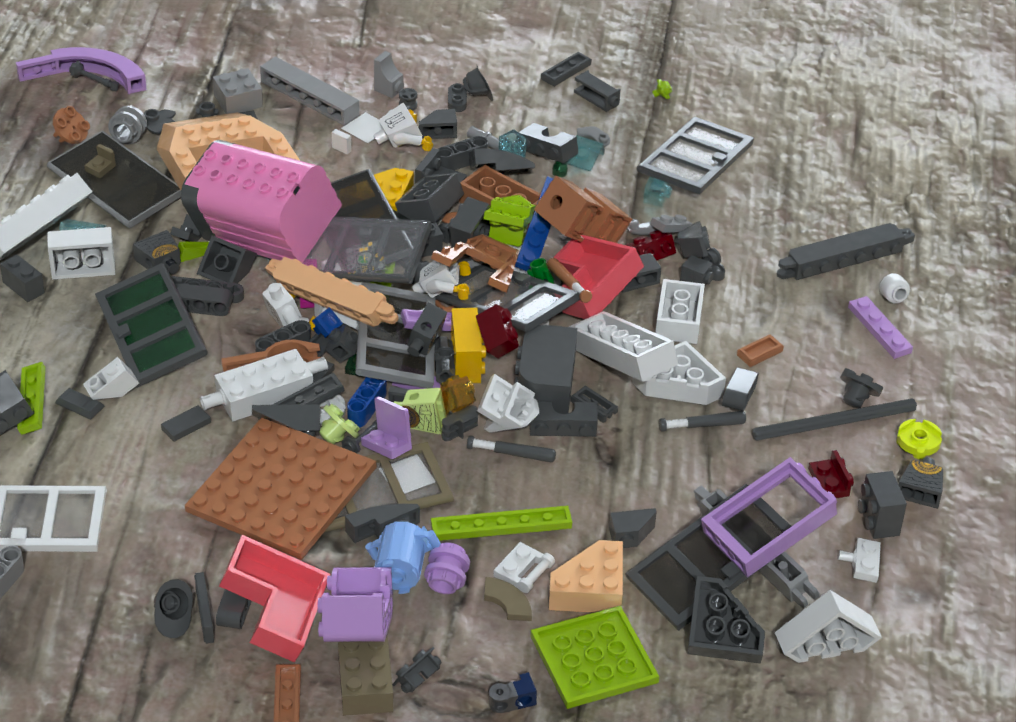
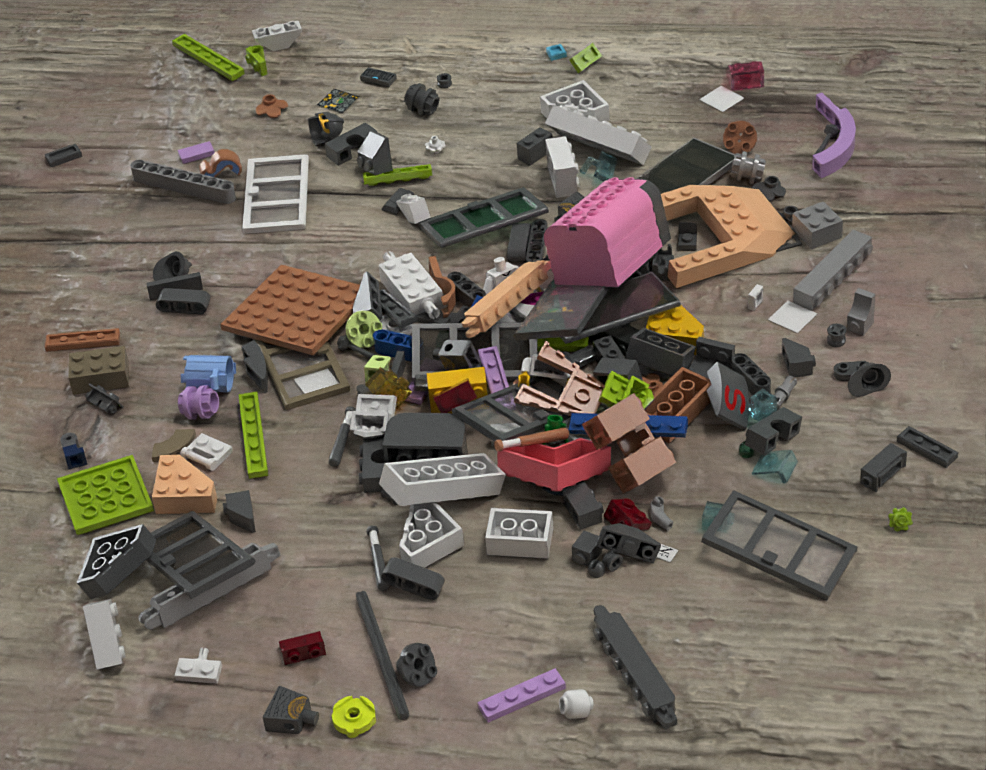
camera: 95 degrees right, 0 degrees up
(102, 162) = (688, 161): dark tan bracket -> none
(185, 423) = (371, 254): dark grey tile -> none
(285, 590) = (174, 317): coral piece -> none
(358, 605) = (144, 352): lavender windscreen -> none
(393, 430) = (352, 355): lavender bracket -> none
(401, 128) = (782, 326): white torso -> none
(594, 134) = (808, 472): light grey arm -> none
(670, 224) = (658, 527): light grey plate -> none
(734, 550) = (192, 545): lavender door -> none
(760, 350) = (480, 601): nougat tile -> none
(882, 504) = (248, 671): dark grey brick -> none

